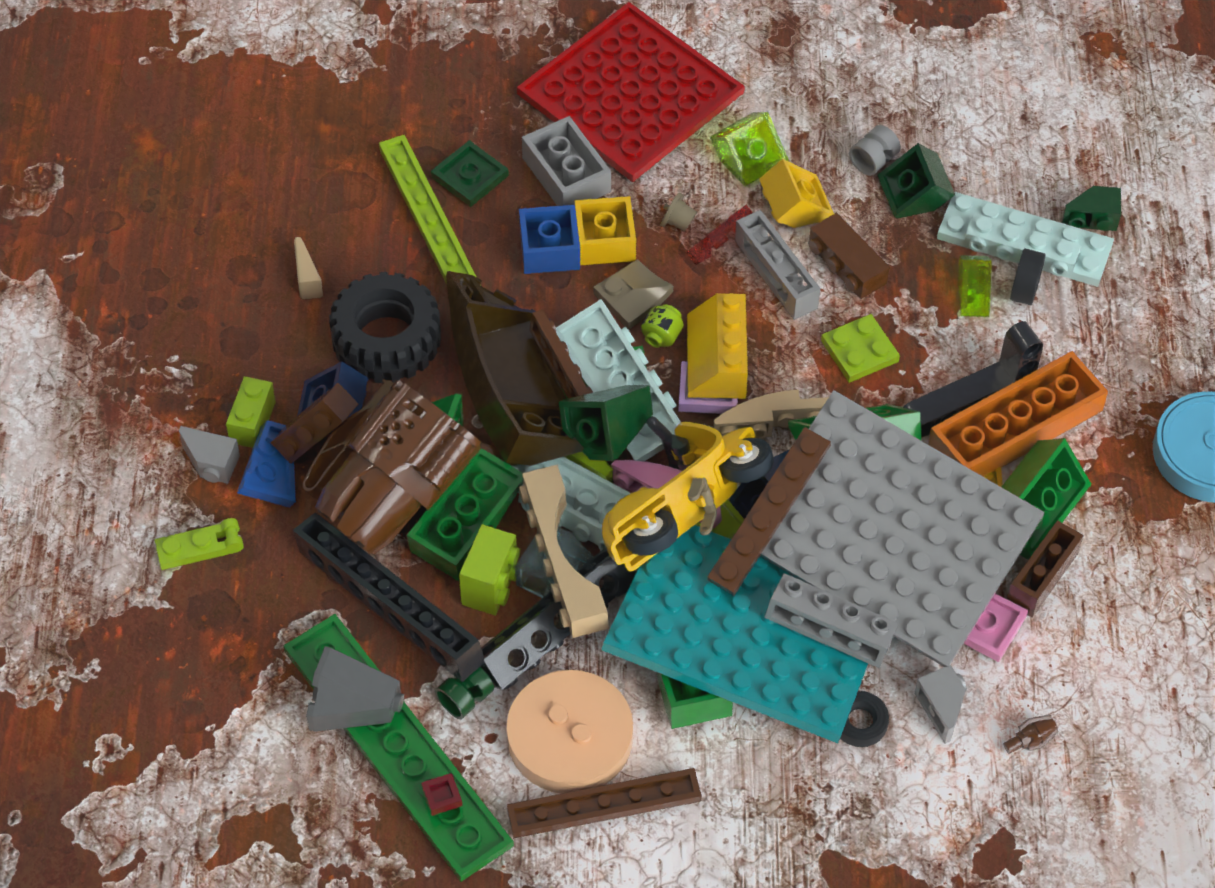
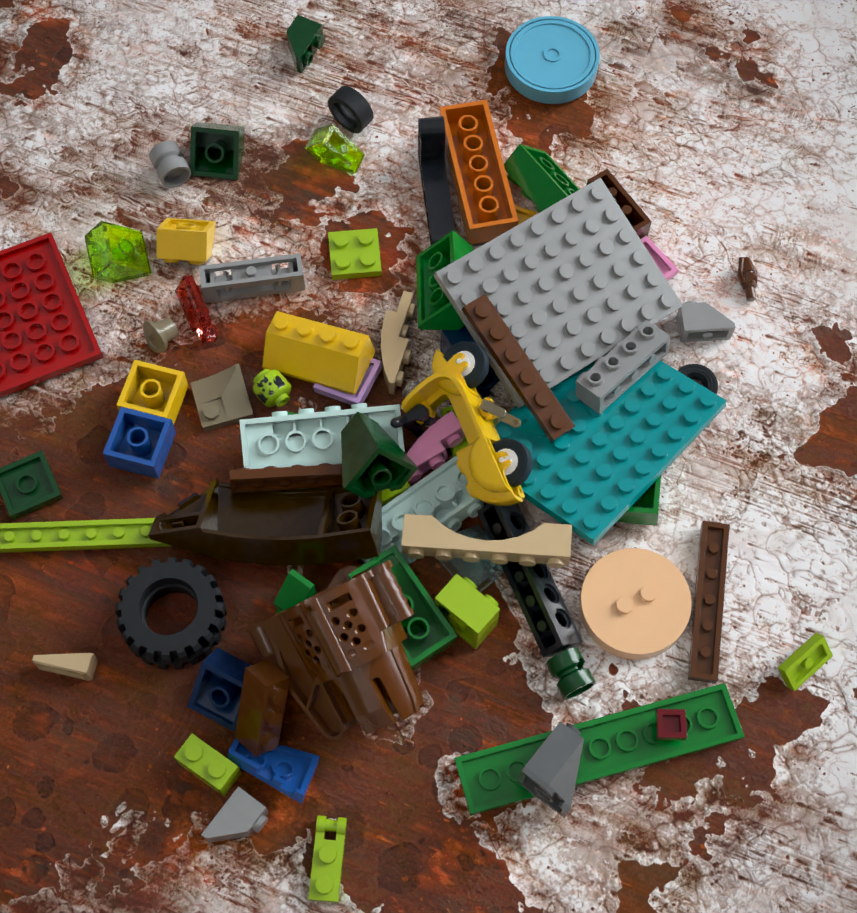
camera: 70 degrees left, 10 degrees up
(389, 597) = (467, 703): black brick -> none
(566, 163) = (64, 400): light grey brick -> none
(848, 256) = (264, 225): reddish brown brick -> none
(1007, 231) = (302, 101): light aqua plate -> none

